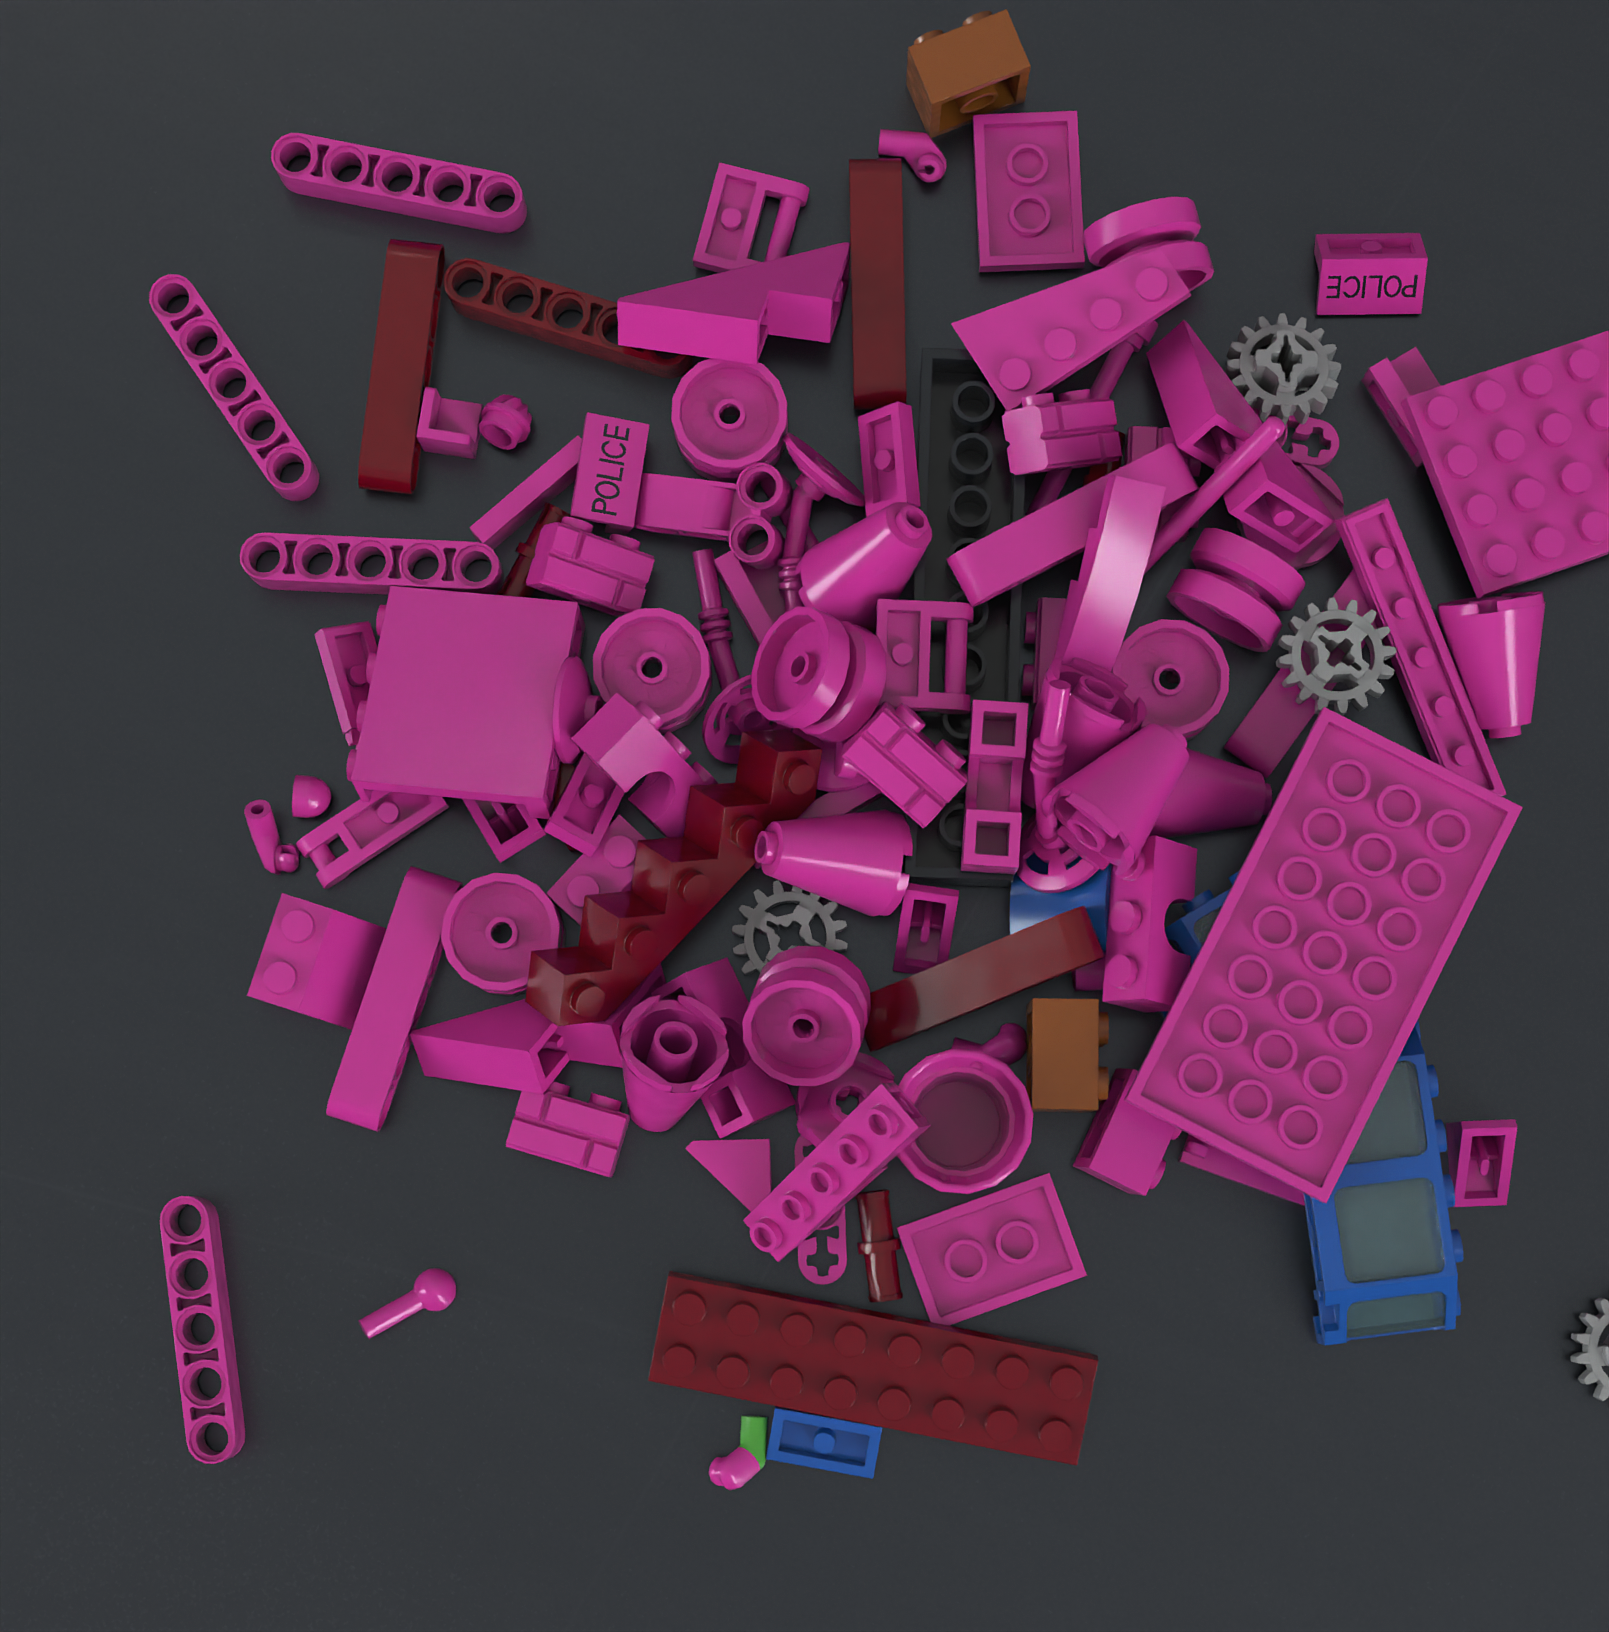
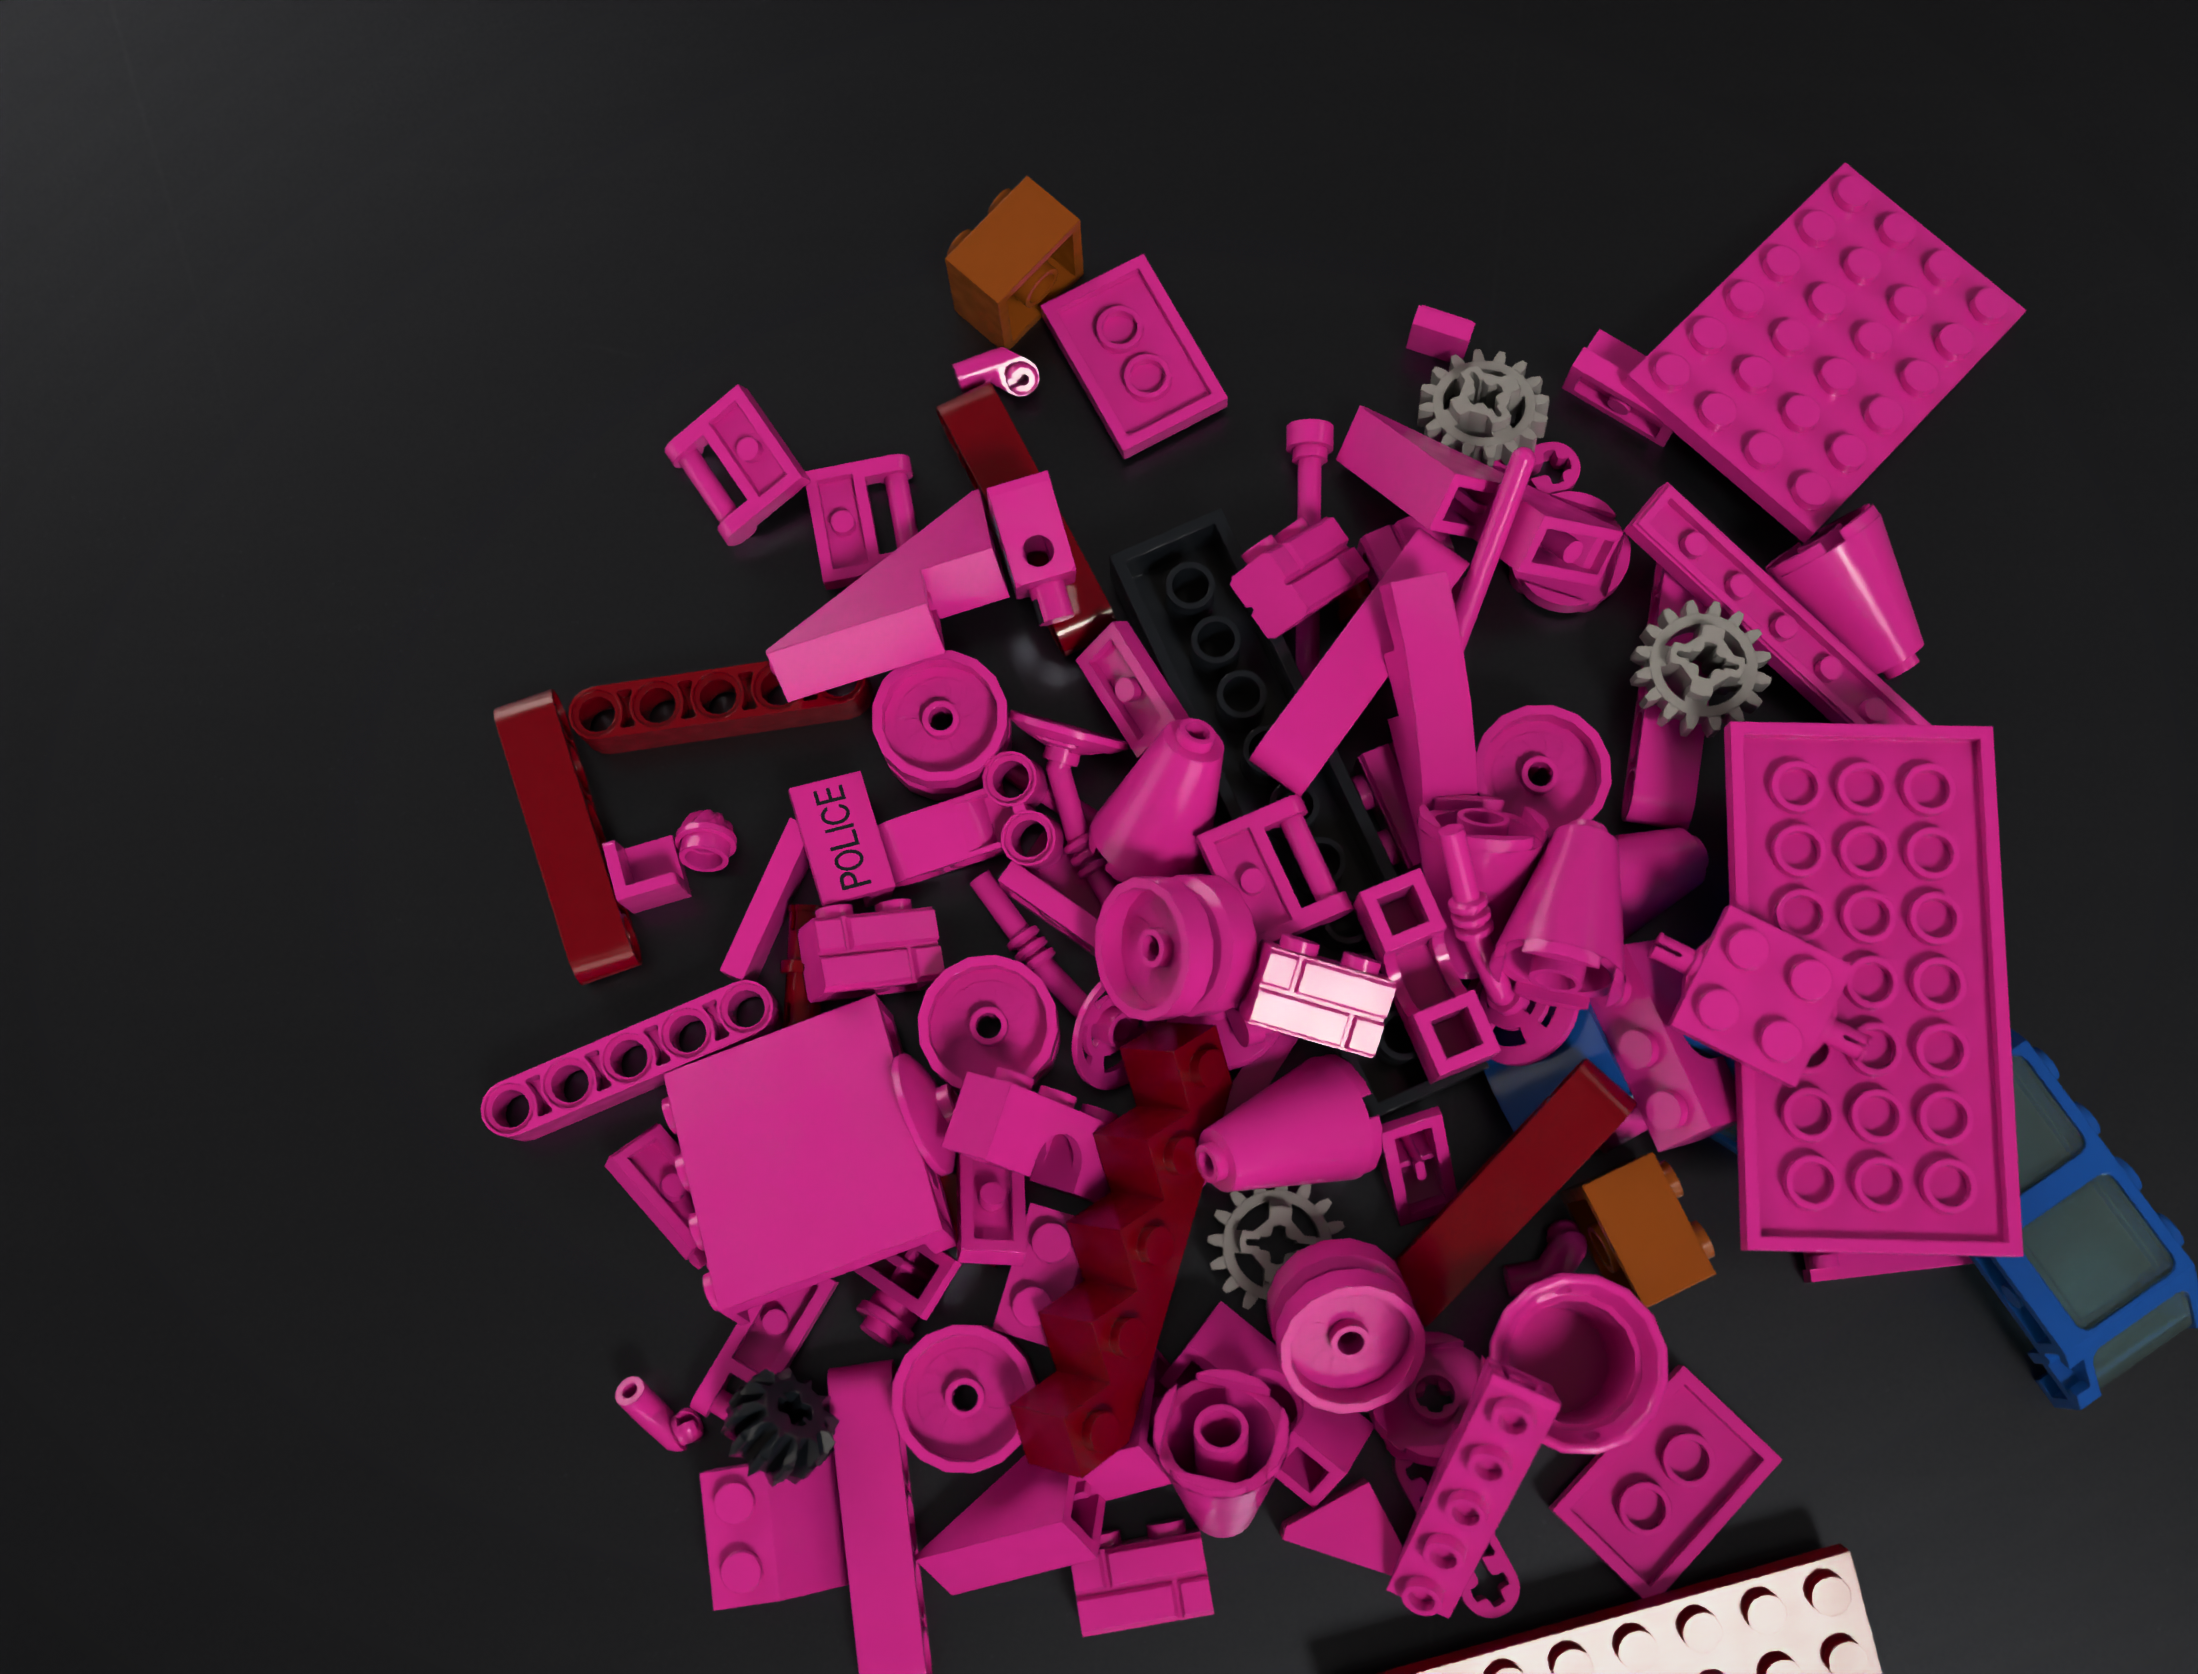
camera: 25 degrees left, 5 degrees down
(217, 370) = (373, 927): dark pink beam -> none
(309, 797) = (681, 1346): dark pink hinge -> none
(356, 887) = (780, 1426): none -> black gear
(382, 165) = (450, 640): dark pink beam -> none
(471, 851) = (886, 1319): none -> dark pink plate
(684, 129) = (750, 453): none -> dark pink plate
(866, 290) = (1029, 523): none -> dark pink torso
(878, 1246) = (1545, 1544): dark red pin -> none
(1059, 330) = (1246, 467): dark pink wing -> none
(1125, 1141) = (1753, 1293): dark pink brick -> none
(1148, 226) = (1290, 355): dark pink wheel -> none
(1231, 920) = (1760, 996): none -> dark pink plate
(1236, 589) = (1558, 649): dark pink wheel -> none
(1281, 290) = (1439, 333): none -> dark pink tile
(1370, 273) = (1518, 277): dark pink panel -> none
(1481, 1160) = (2129, 1115): dark pink slope -> none

